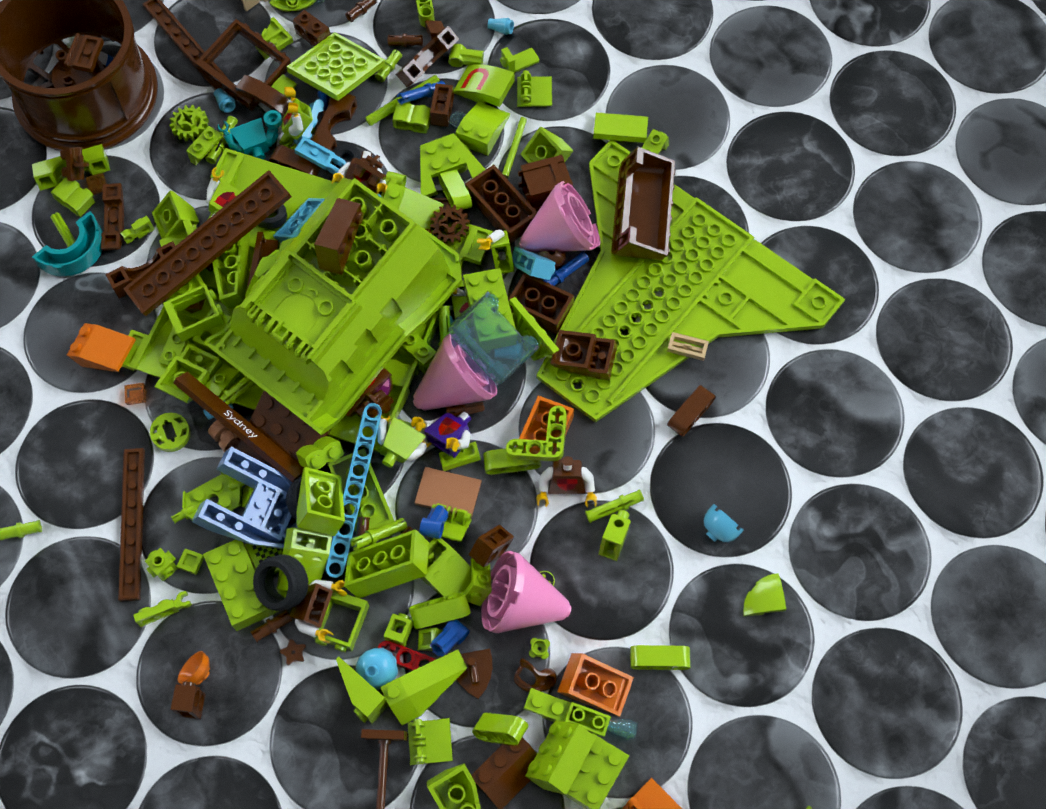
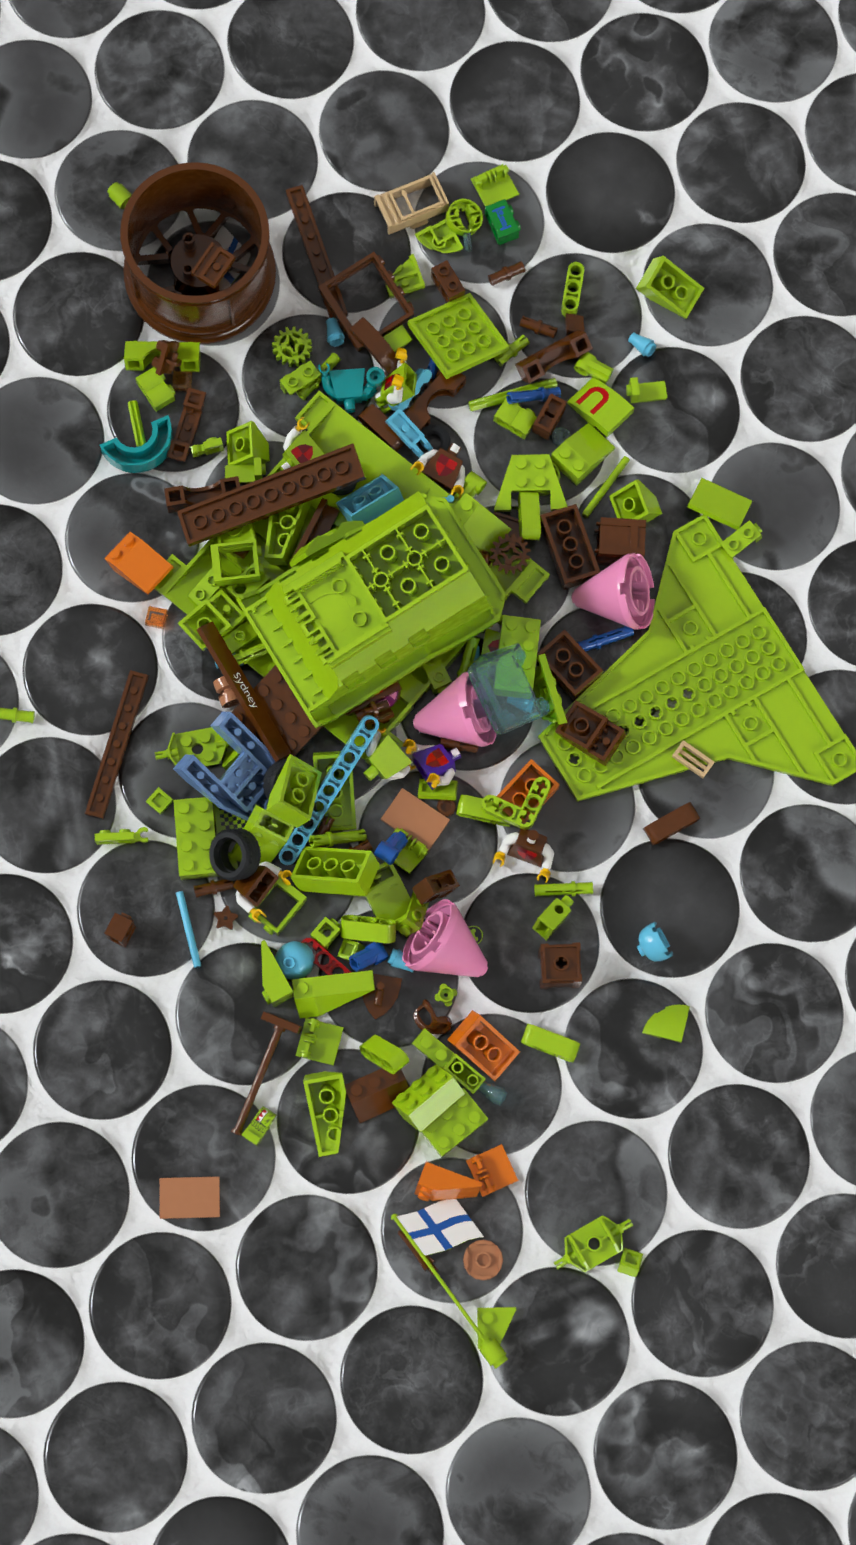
camera: 15 degrees right, 10 degrees up
(161, 564) = (132, 801): lime brick -> none
(179, 428) = (186, 668): lime piece -> none
(195, 669) = (134, 902): orange piece -> none
(259, 677) = (188, 929): none -> medium azure bar
(322, 451) = (309, 743): lime brick -> none
(338, 235) = (393, 558): reddish brown wedge -> none
(376, 176) = (457, 475): reddish brown hips -> none
(474, 470) = (446, 807): none -> reddish brown tile
(478, 632) = (396, 960): none -> medium azure cone
(500, 249) = (550, 598): lime torso -> none
(533, 90) = (649, 431): lime hinge -> none
(533, 263) = (575, 623): medium azure slope -> none
(557, 257) = (596, 625): reddish brown hair -> none
(639, 588) = (551, 973): none -> reddish brown container
(643, 206) = (707, 601): reddish brown windscreen -> none

